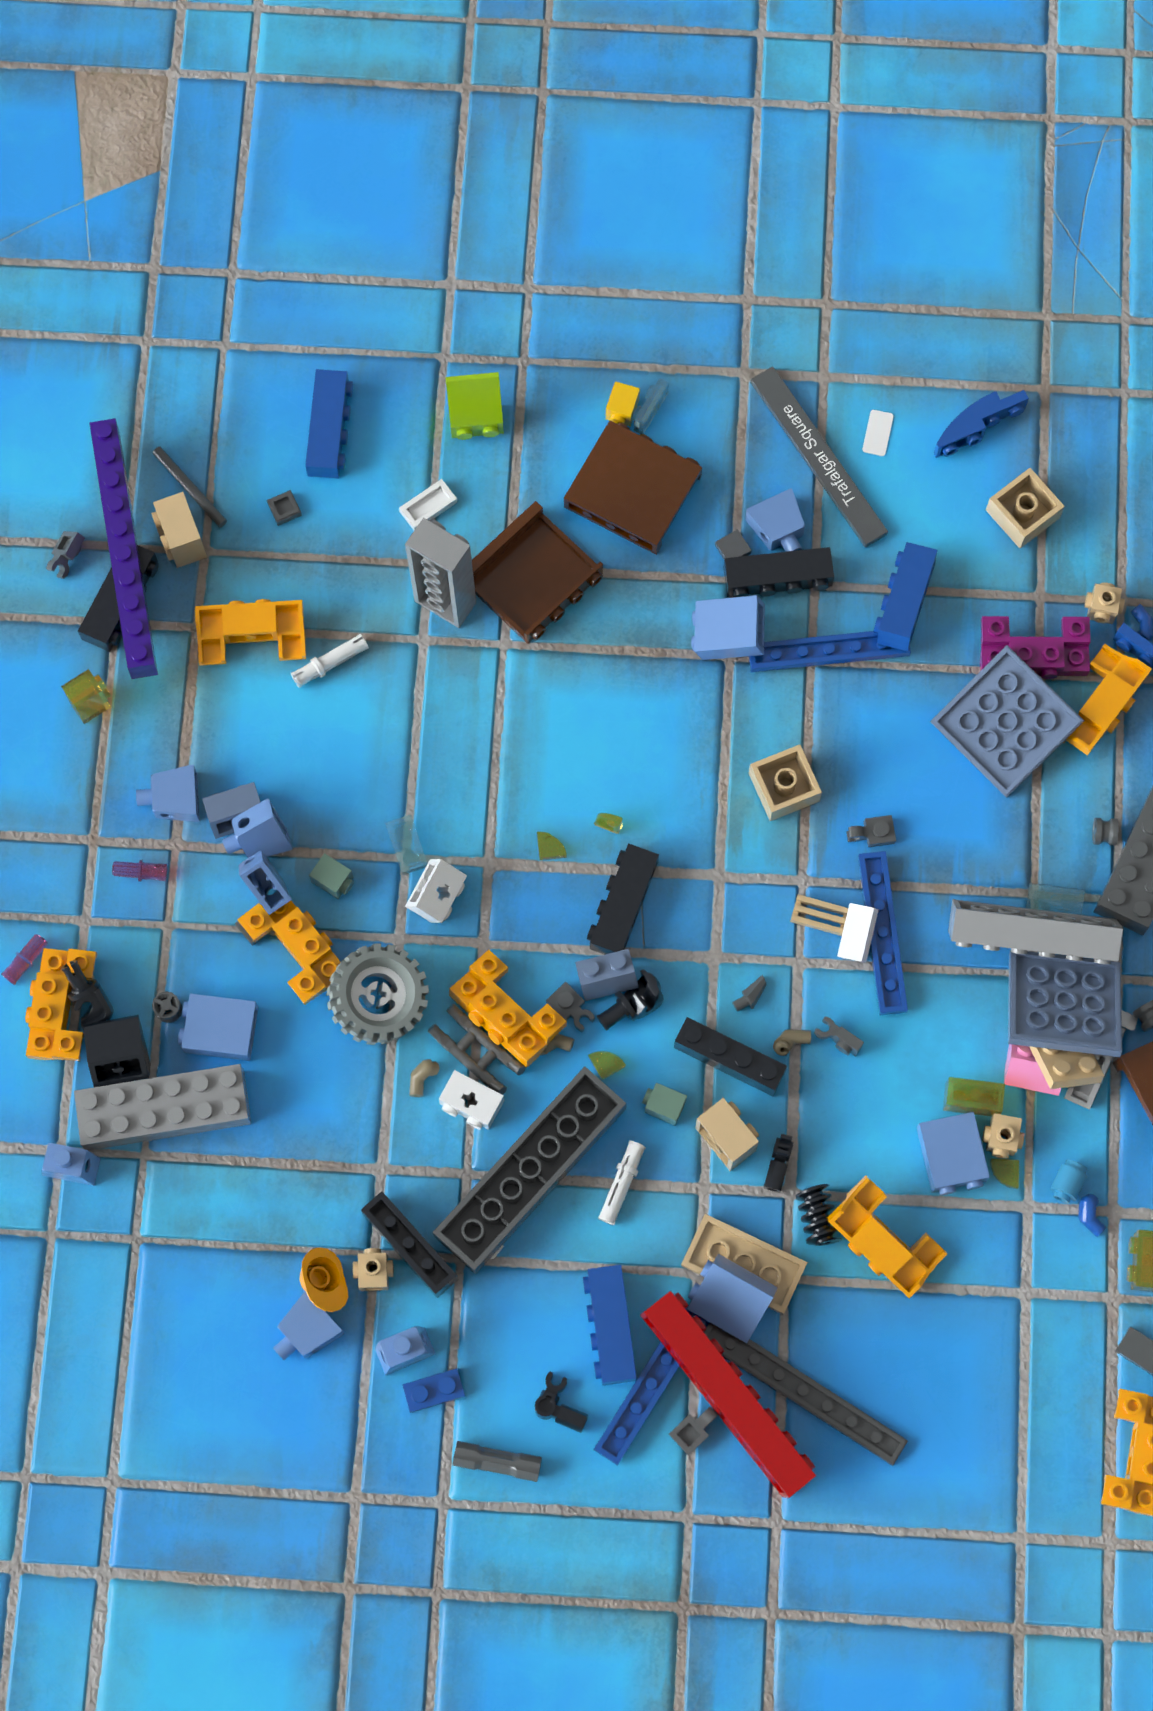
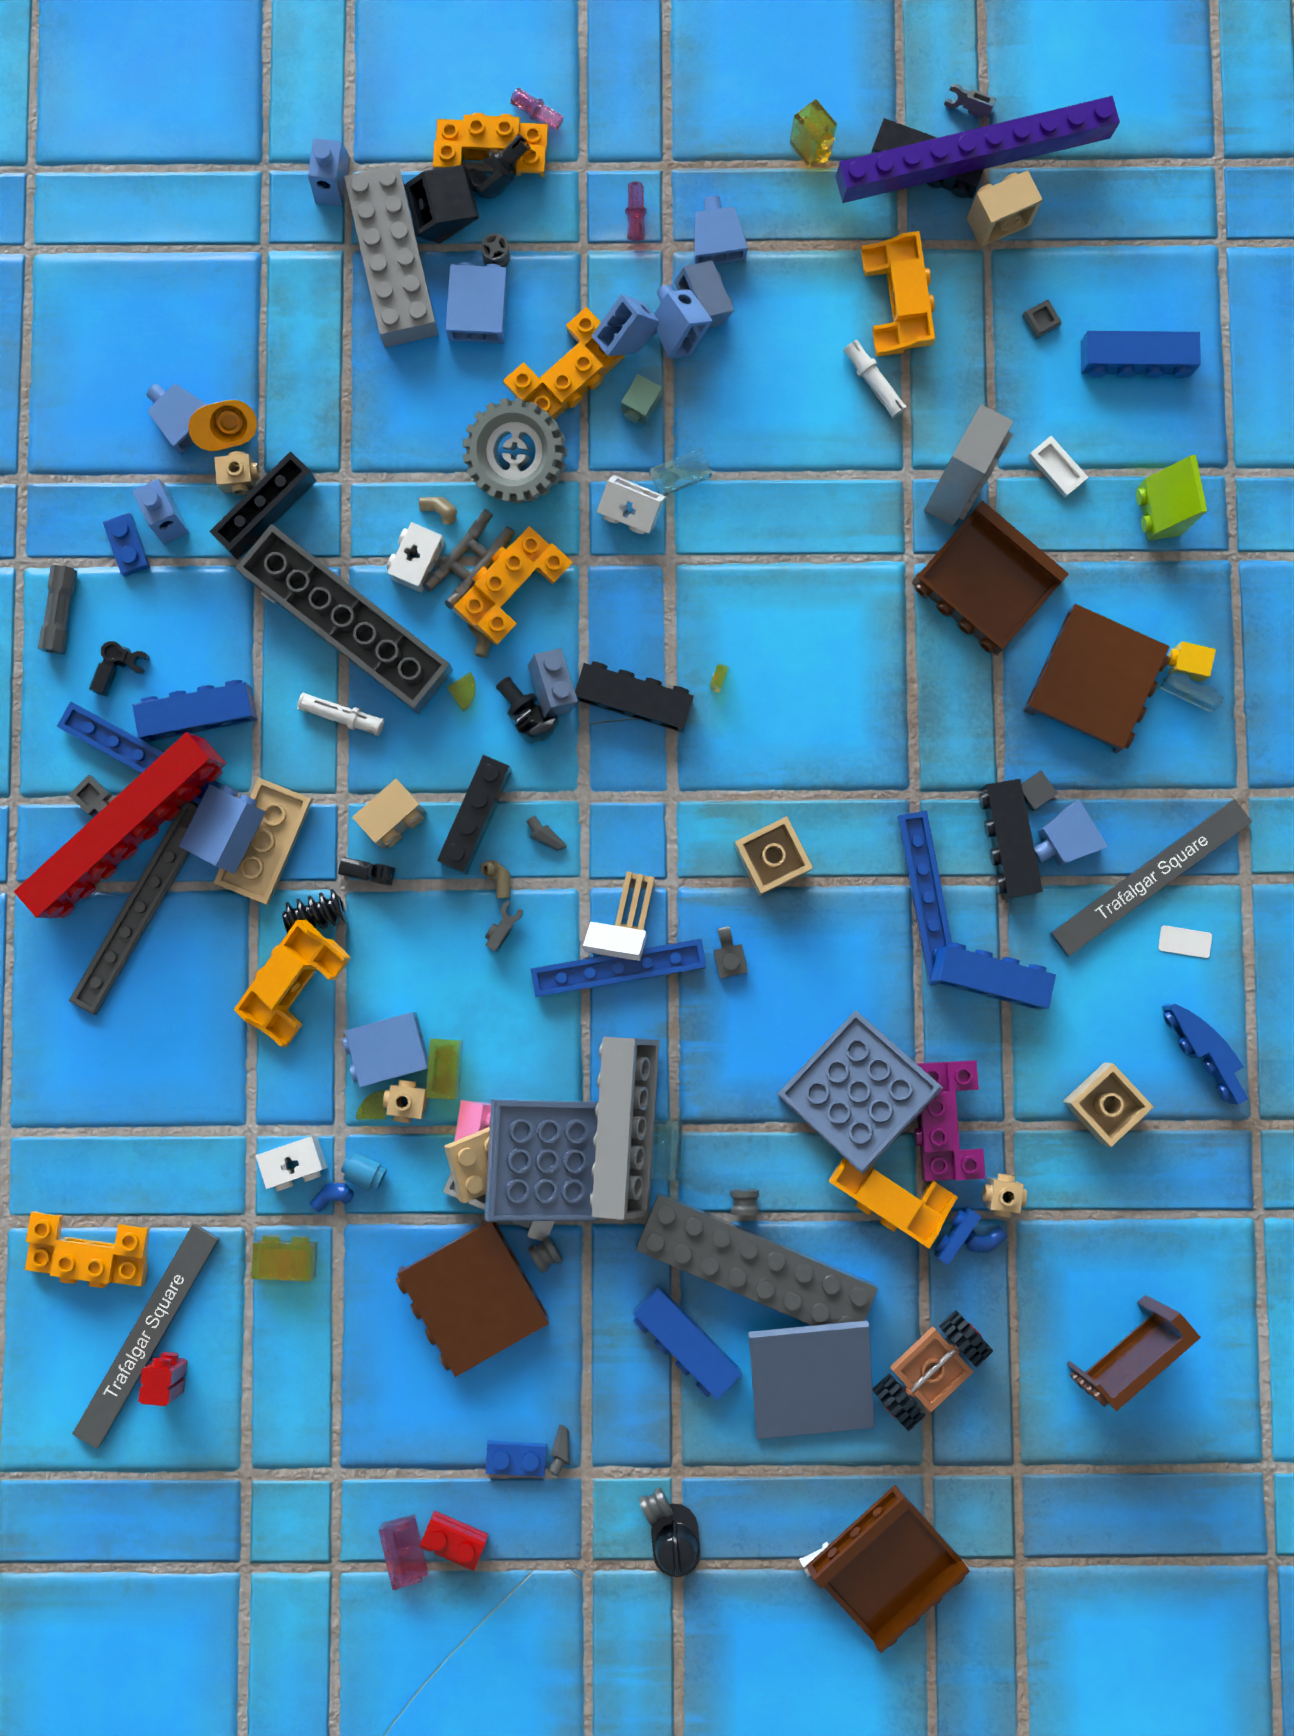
camera: 85 degrees right, 10 degrees up
(189, 486) = (1057, 220): dark grey bar -> none
(550, 847) = (690, 619): clear yellow tile -> none
(568, 1003) = (522, 649): dark grey plate -> none
(664, 1103) = (423, 751): sand green brick -> none
(729, 627) = (941, 788): medium blue brick -> none
(1047, 1237) = (274, 1166): none -> white brick

